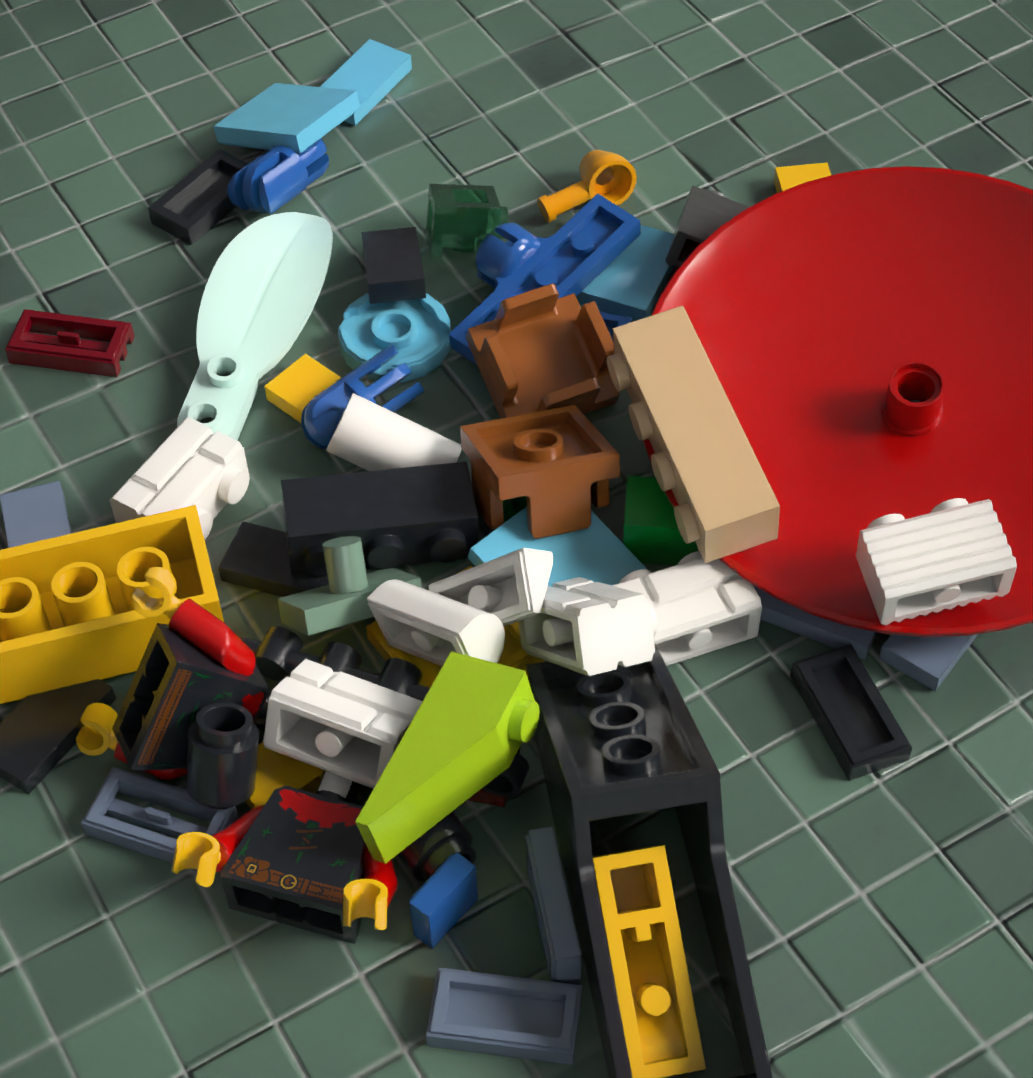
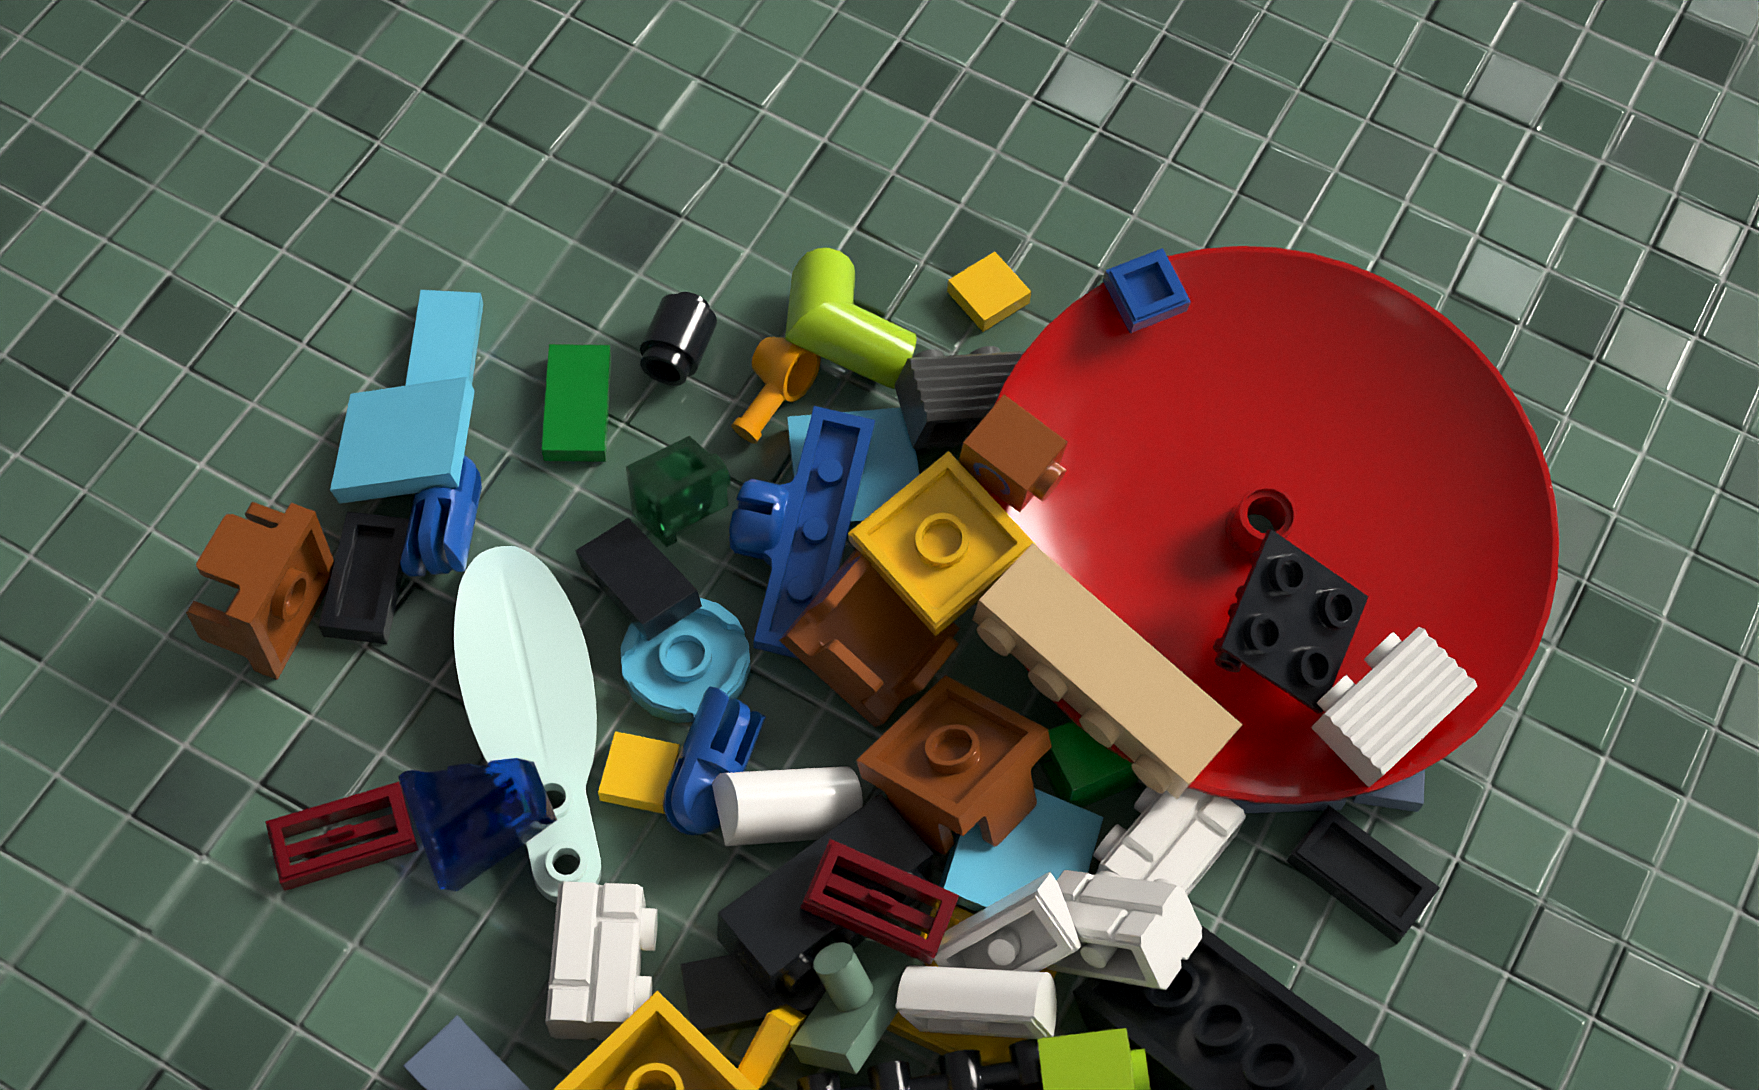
camera: 35 degrees left, 10 degrees up
(124, 159) = (280, 577): none -> dark orange panel
(163, 359) = (476, 815): none -> clear blue wing
(257, 594) = (771, 1044): none -> yellow tile
(410, 562) = (869, 925): none -> dark red tile
(432, 147) = (576, 403): none -> green tile
(533, 129) = (677, 338): none -> black brick
(615, 289) = (940, 542): none -> yellow tile
(660, 154) = (830, 326): none -> lime brick
(713, 249) = (1014, 455): none -> dark orange brick
(881, 457) = (1291, 621): none -> black hinge
(905, 182) = (1146, 290): none -> blue tile

